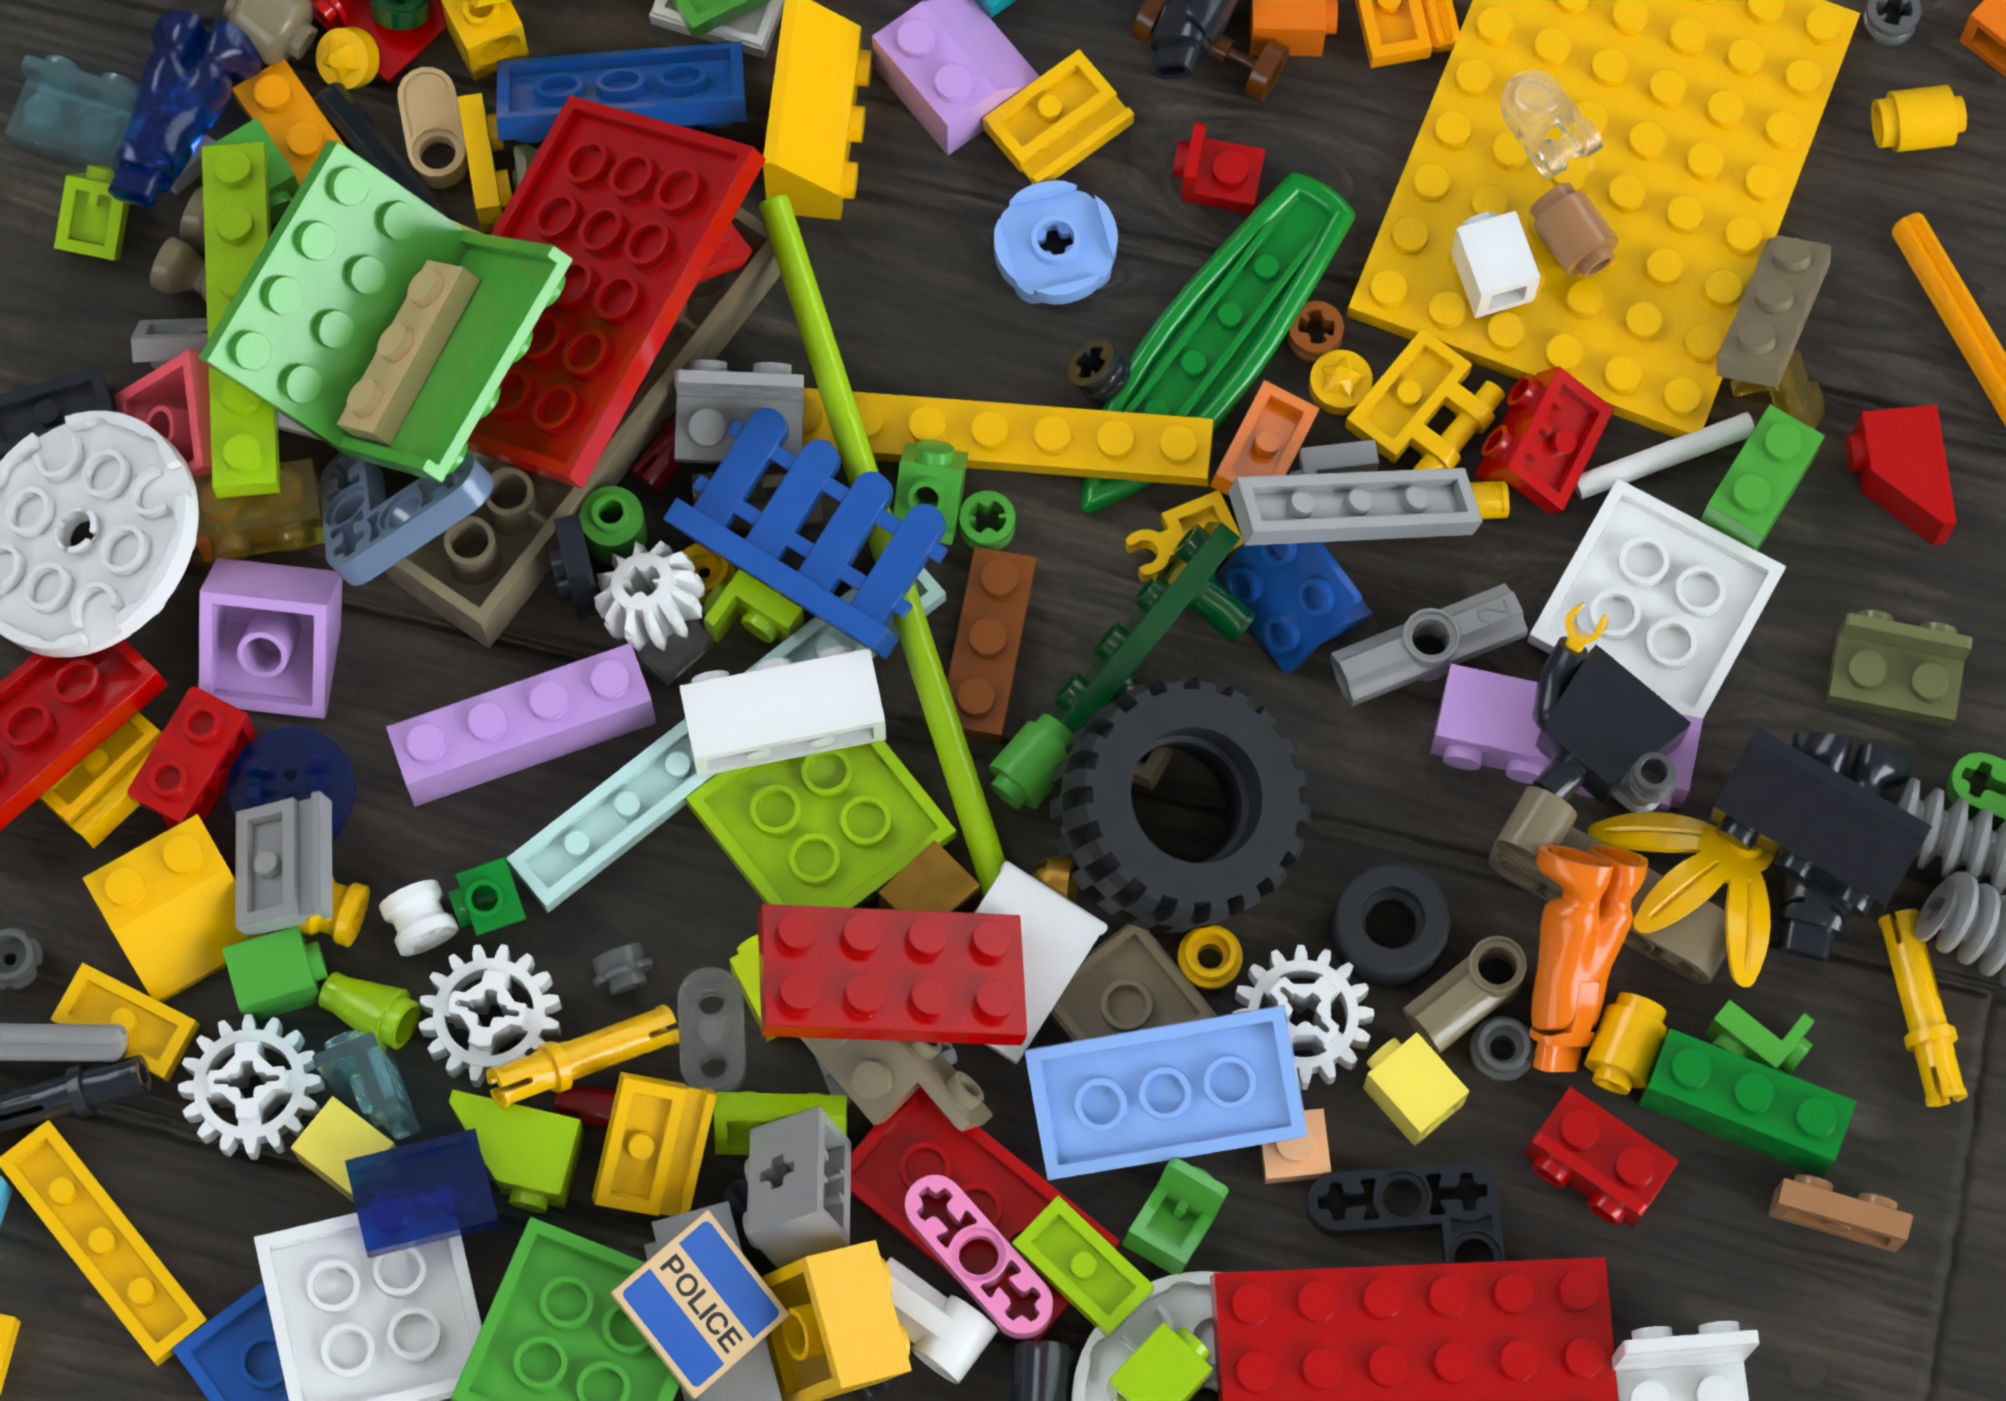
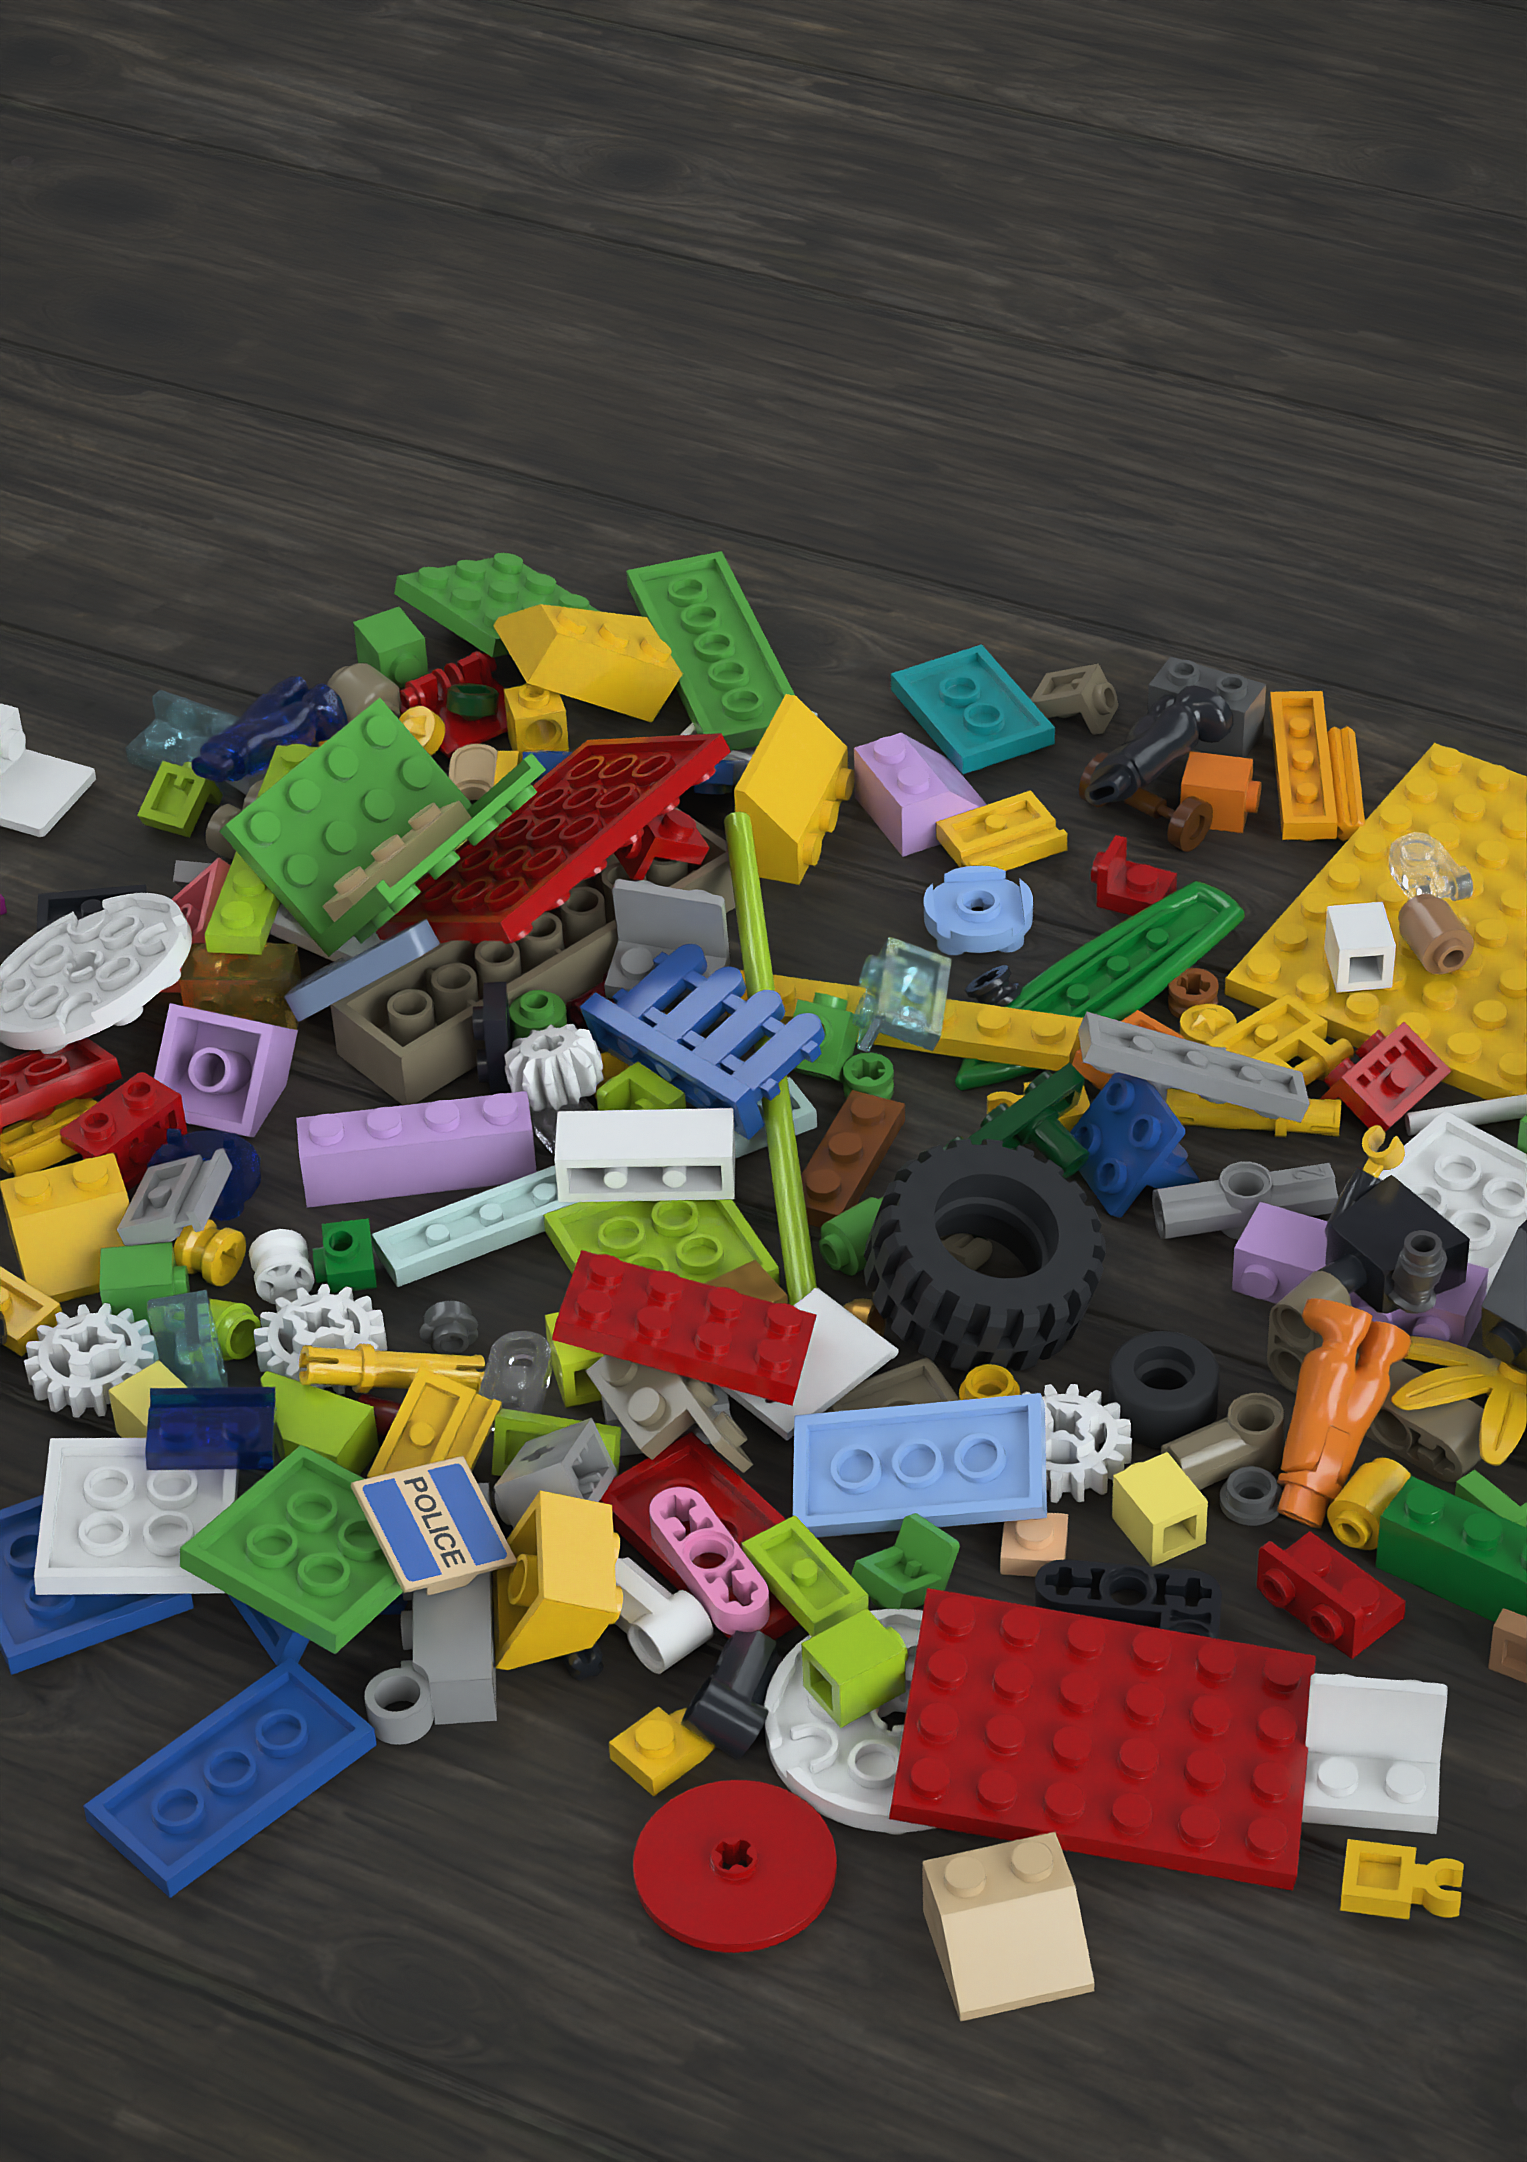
camera: 15 degrees right, 30 degrees down
(1014, 437) = (902, 995): none -> clear light blue bracket

